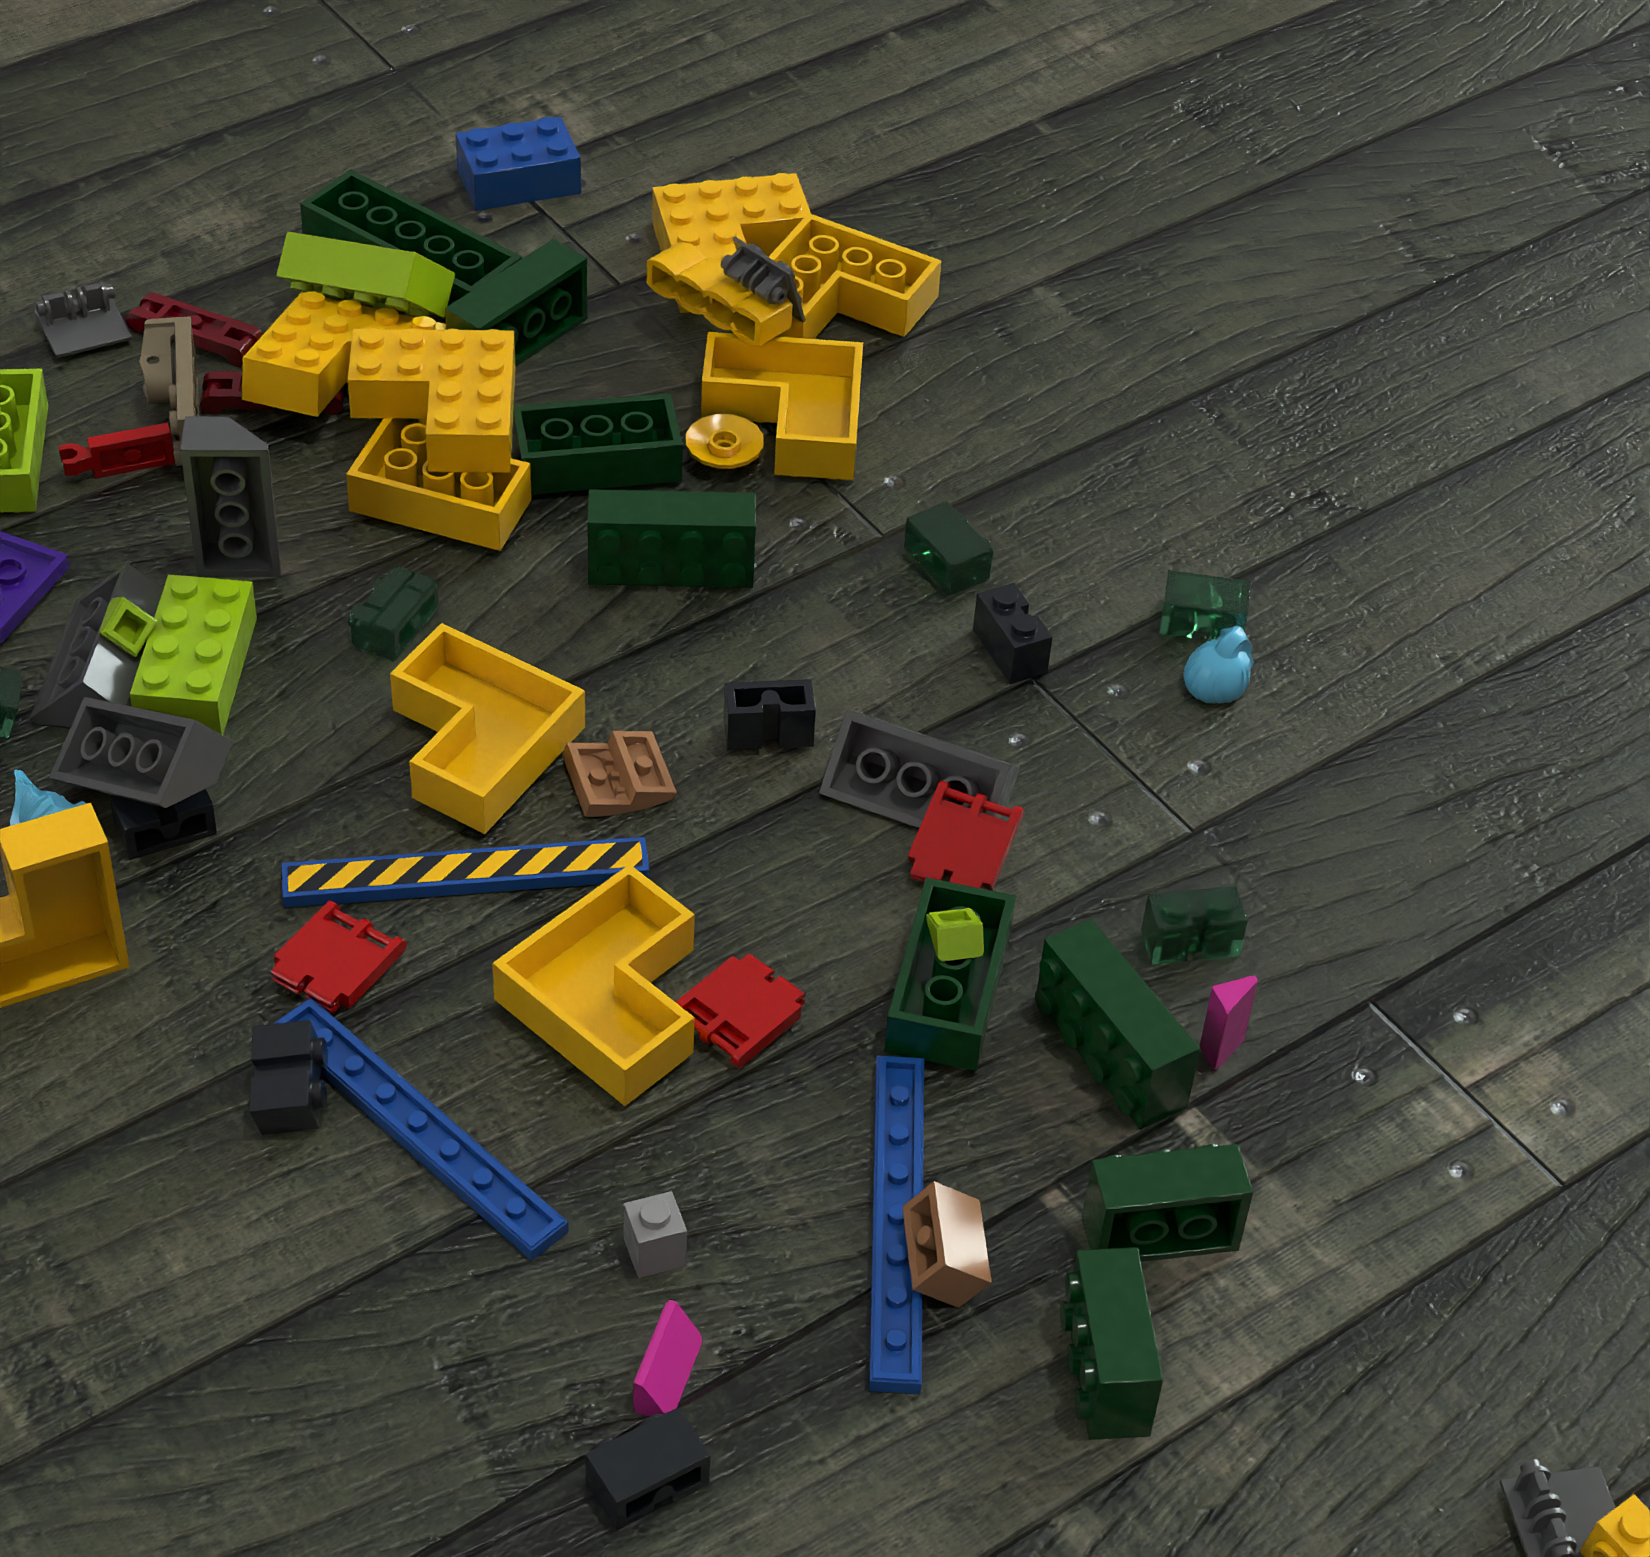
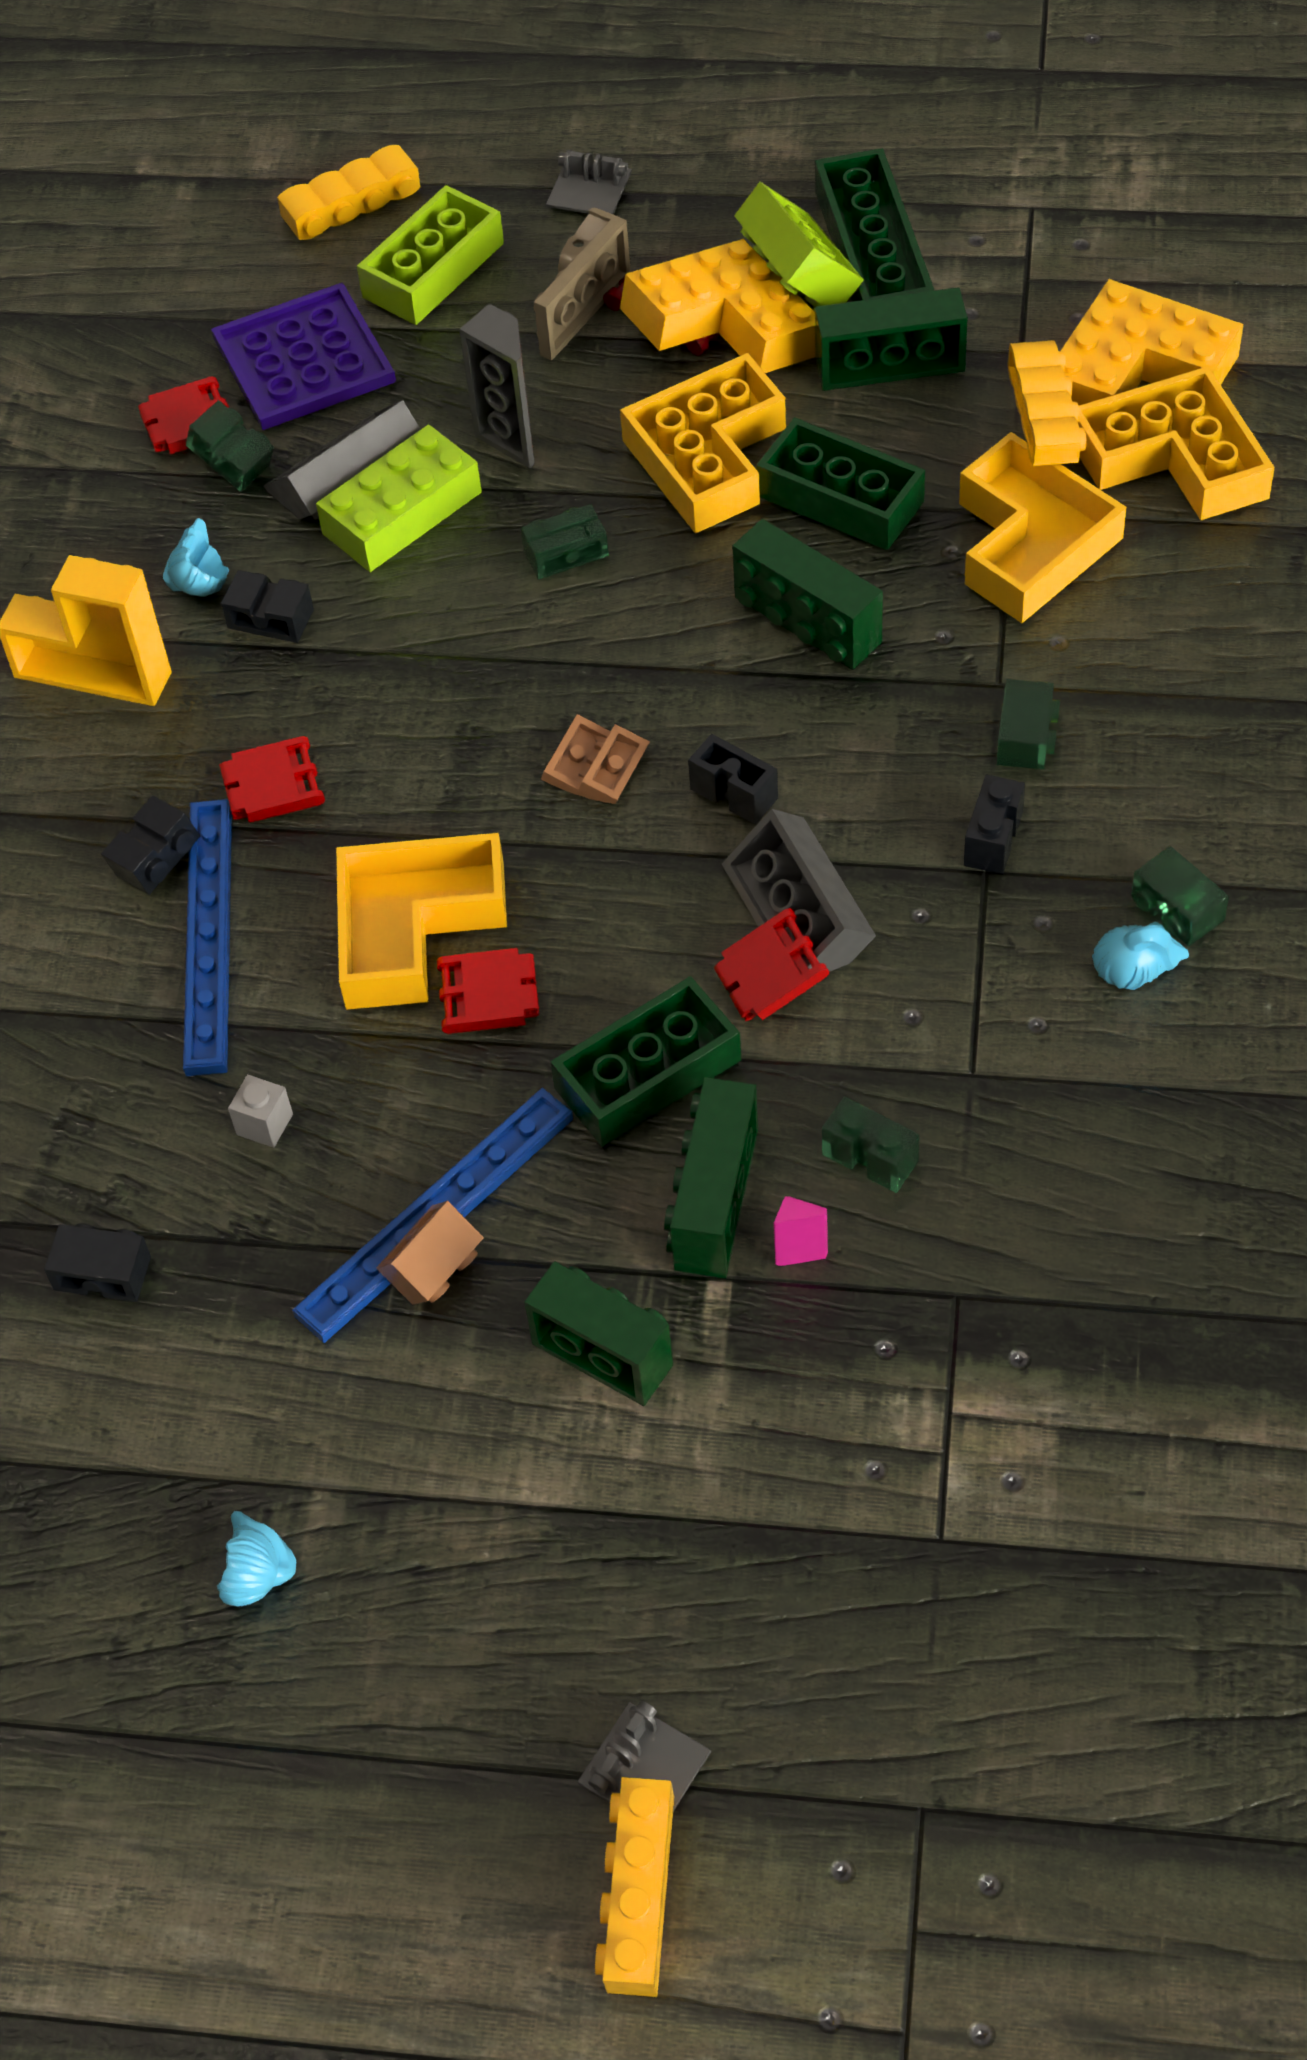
camera: 50 degrees right, 10 degrees up
(120, 452) = (516, 303): red plate -> none
(126, 625) = (357, 449): lime slope -> none
(139, 754) = (274, 554): dark grey slope -> none
(210, 330) = (657, 223): dark red plate -> none
(446, 376) = (750, 378): yellow piece -> none
(460, 871) = (422, 772): tile -> none
(493, 722) = (538, 676): yellow piece -> none
(518, 163) = (1038, 204): blue brick -> none
(666, 1362) = (183, 1202): dark pink slope -> none
(724, 441) = (945, 533): yellow dish -> none
(763, 276) = (1070, 408): dark grey hinge -> none
(956, 934) = (658, 1031): lime slope -> none
(1111, 1344) = (453, 1400): dark green brick -> none

